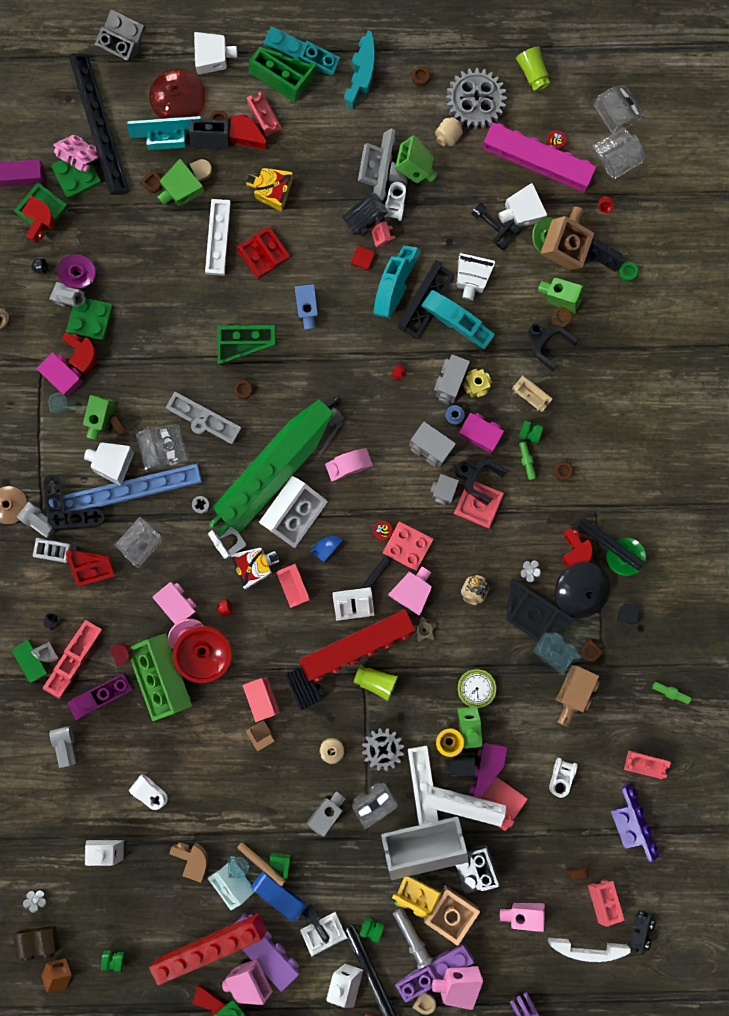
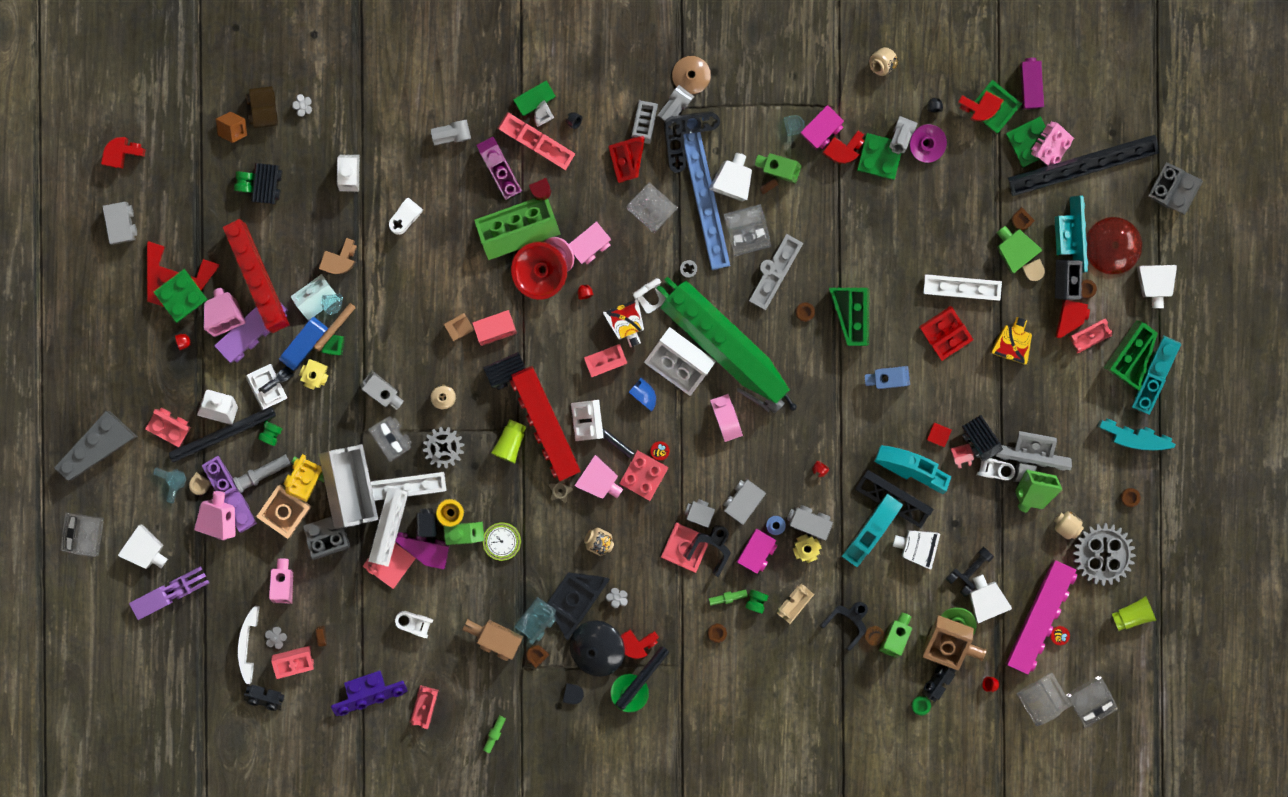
camera: 90 degrees right, 5 degrees up
(114, 938) = (266, 183): none -> black brick
(306, 878) = (319, 369): none -> light yellow brick
(581, 920) = (275, 638): none -> light grey plant

